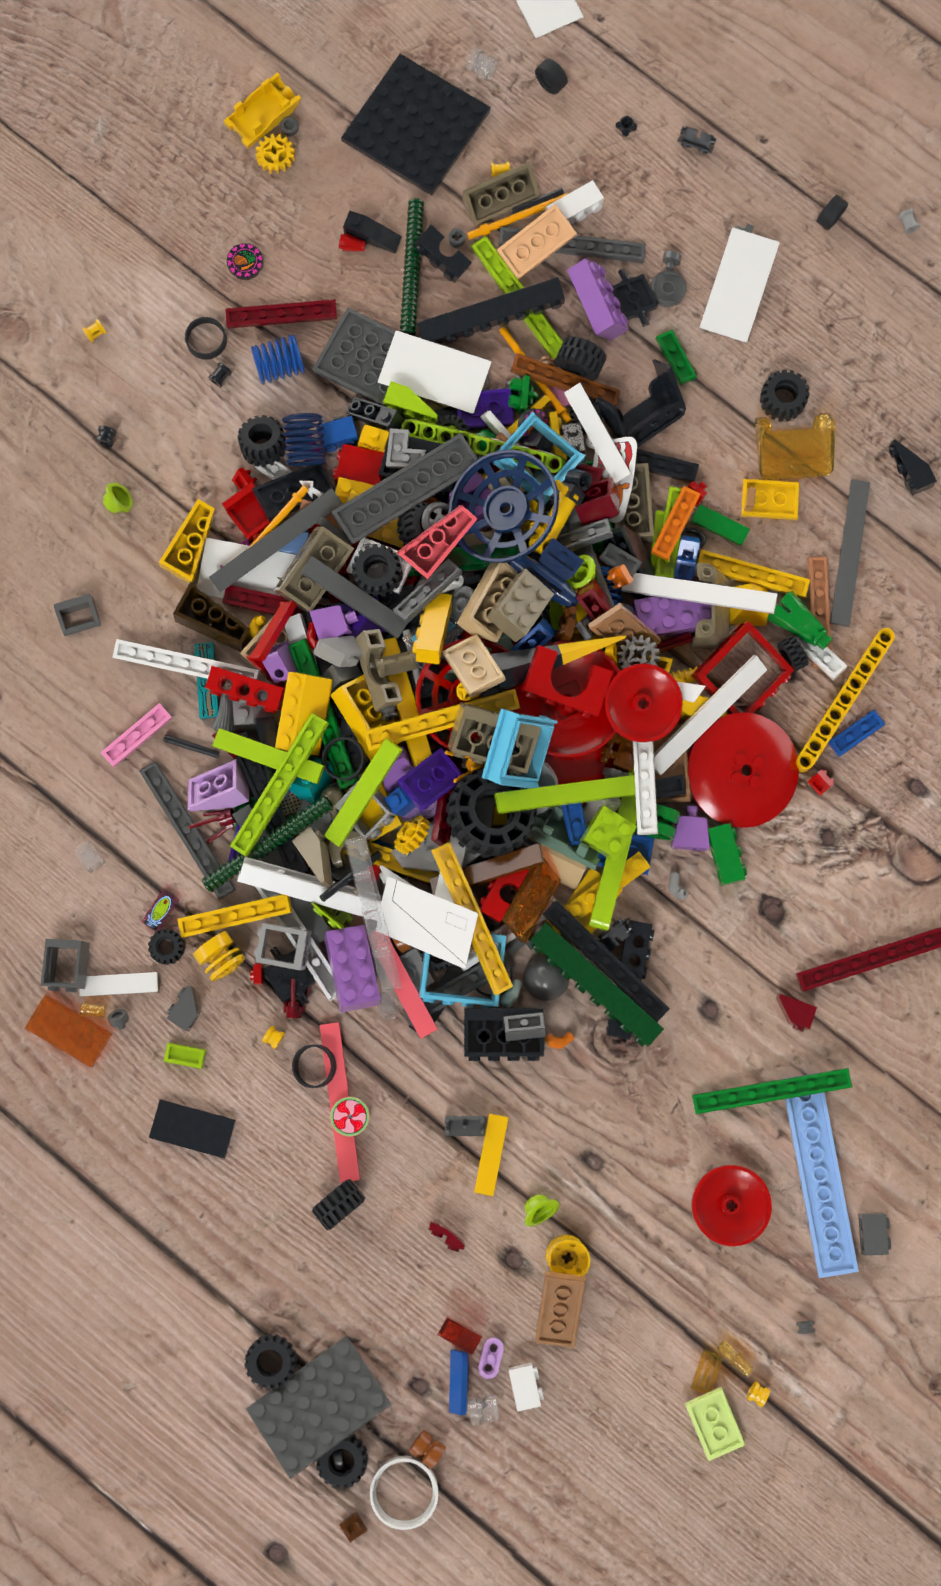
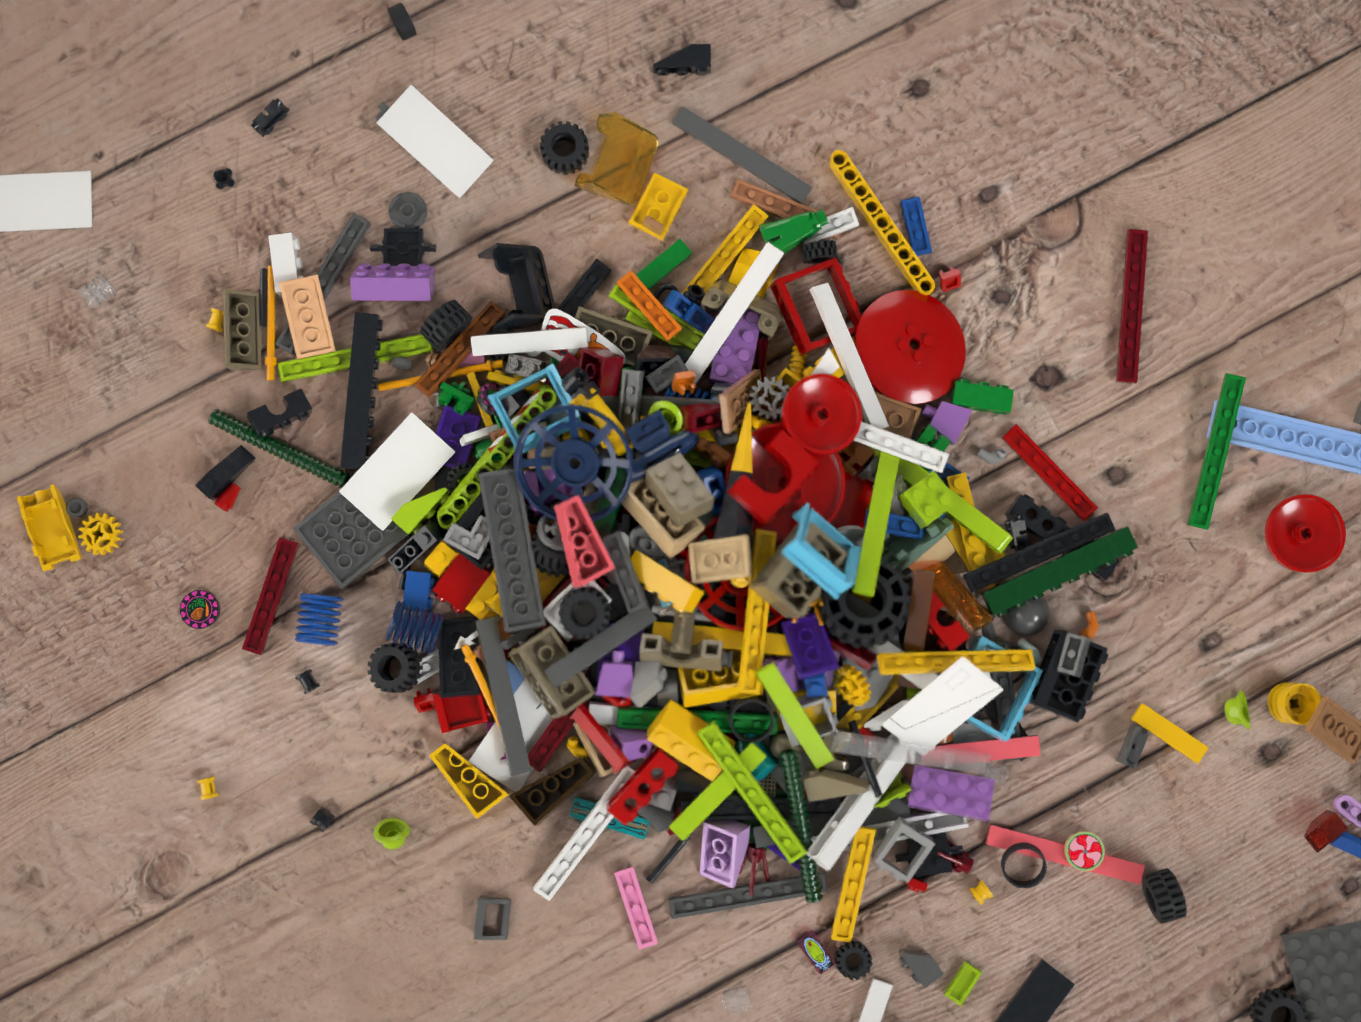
camera: 65 degrees left, 5 degrees up
(205, 356) = (243, 676): black tyre -> none
(218, 955) = (886, 914): yellow wheel -> none
(415, 124) = (130, 382): black plate -> none
(453, 1242) = (1234, 802): dark red slope -> none
(456, 244) = (271, 388): dark grey bush -> none
(531, 338) = (401, 363): none -> dark grey tile
(551, 76) = (141, 229): black tyre -> none
(670, 786) = (903, 421): black tile -> none
(672, 259) = (381, 194): dark grey tile -> none
(676, 357) = (480, 233): green tile -> none
(684, 946) = (1049, 472): none -> red tile
(700, 488) = (622, 269): red tile -> none
(705, 557) = (694, 294): none -> black plate
(797, 1012) = (1153, 396): dark red slope -> none

